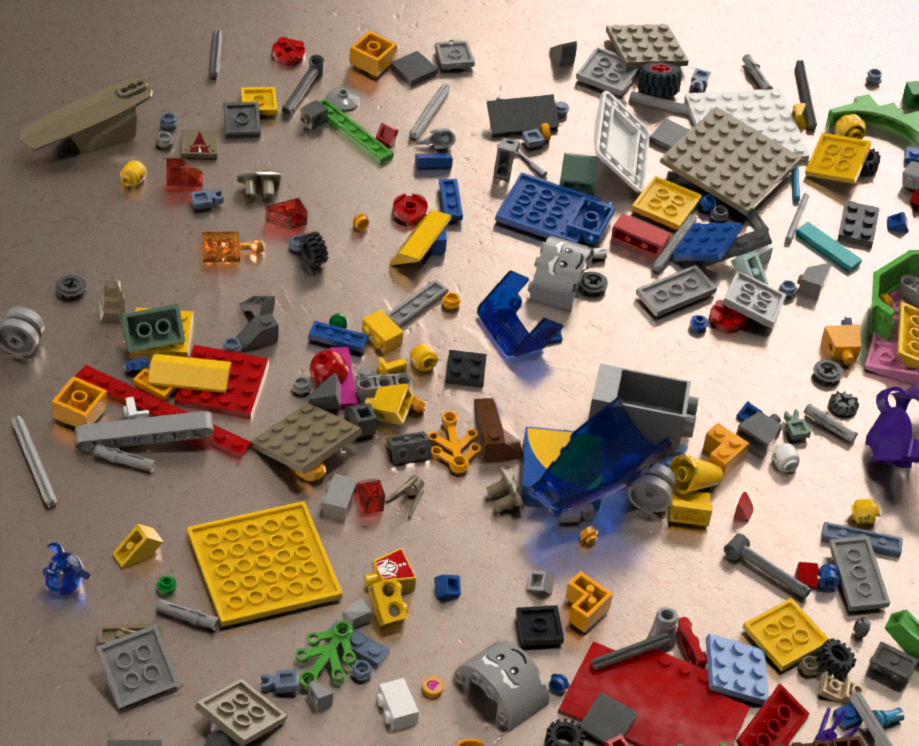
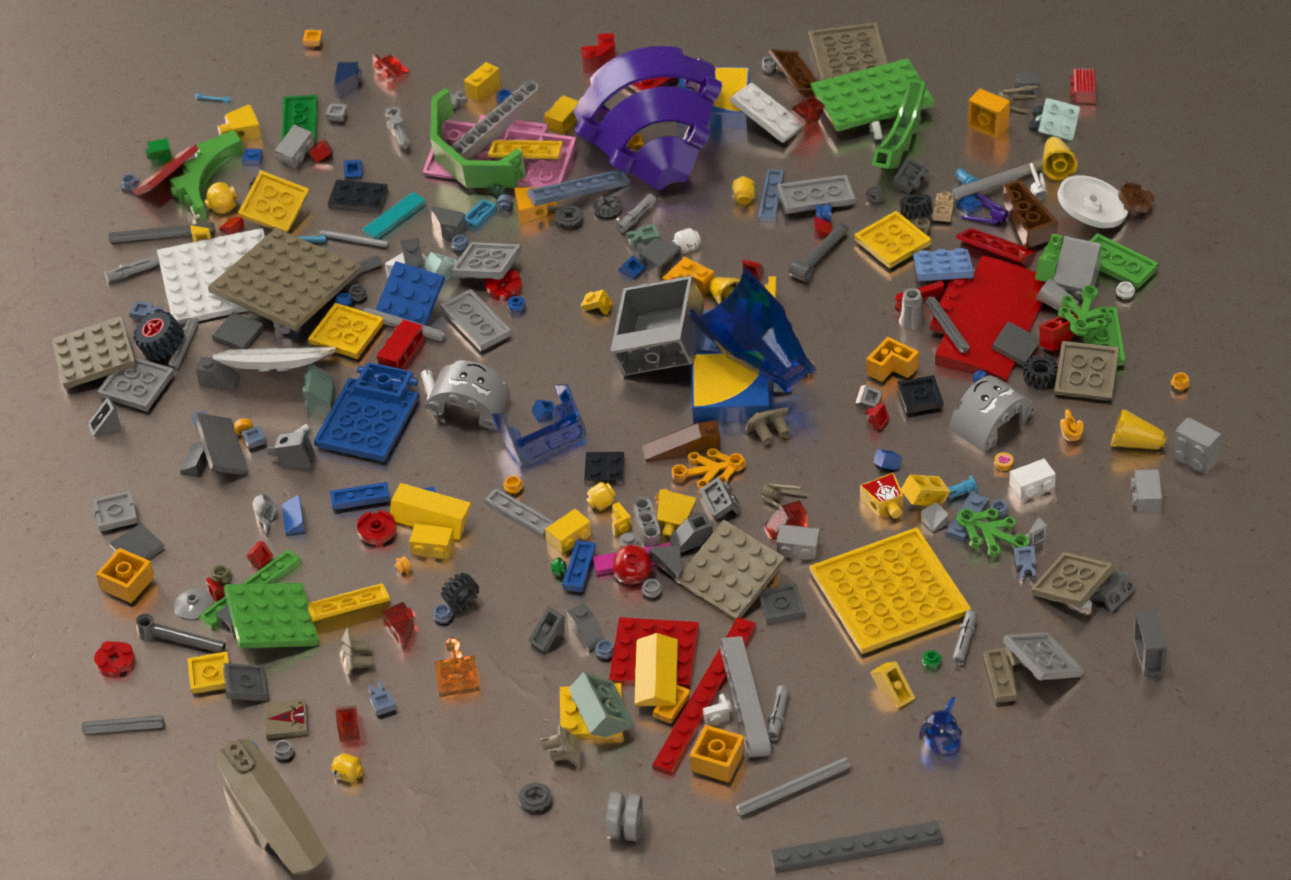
camera: 85 degrees left, 0 degrees up
(136, 364) = (645, 721): blue tile -> none
(265, 479) = (781, 604): none -> dark grey tile
(310, 134) = (270, 615): none -> bright green plate
(321, 185) = (348, 602): none -> yellow slope
(352, 107) = (215, 589): none -> red slope
(371, 112) = (221, 574): none -> olive plate
(384, 240) = (431, 541): none -> yellow brick
(396, 645) = (963, 488): none -> dark azure pin
(429, 111) = (212, 526): light grey axle -> none
(507, 583) = (878, 416): none -> red tile
(698, 379) = (597, 299): none -> yellow bracket
(812, 137) = (233, 225): none -> red slope
(832, 306) = (482, 214): none -> dark azure tile
(858, 366) = (578, 187): none -> sand blue tile
(862, 319) = (497, 190): none -> clear green plate
(885, 93) = (165, 170): none -> red tile

